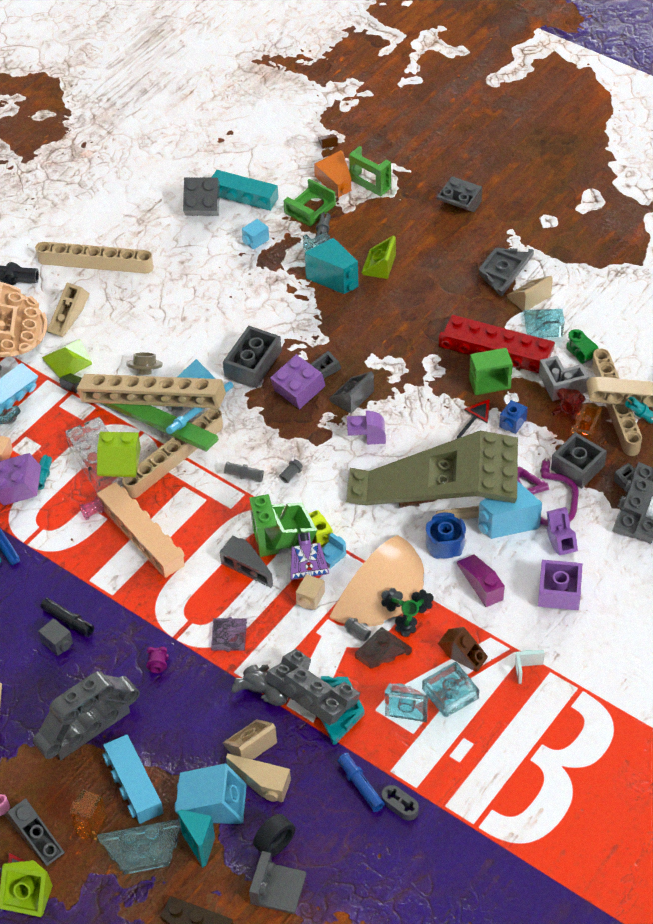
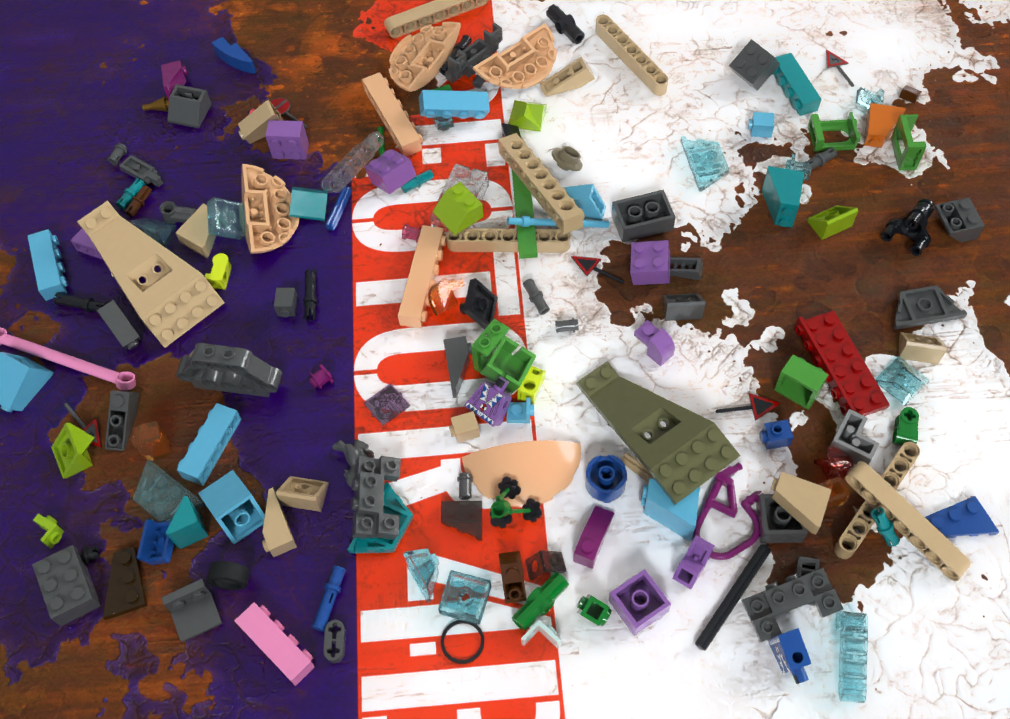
camera: 50 degrees right, 10 degrees up
(178, 525) = (442, 296): none -> clear orange brick
(187, 873) = (155, 544): none -> blue bracket
(213, 509) = (479, 303): none -> black tile
(245, 288) = (705, 161): none -> clear light blue wing
(249, 156) = (835, 61): none -> dark grey piece
(252, 422) = (590, 264): none -> black piece
(306, 164) = (865, 97): none -> clear light blue bracket
(363, 843) = (274, 643): none -> bright pink brick
(436, 222) = (913, 226): none -> black wheel
(474, 618) = (547, 562): none -> clear smoke bracket
(477, 736) = (467, 660): none -> black piece
(499, 646) = (540, 601): none -> green piece
(539, 615) = (593, 610): none -> green brick
(582, 432) = (801, 500): none -> tan slope
(606, 533) = (732, 597): none -> black axle

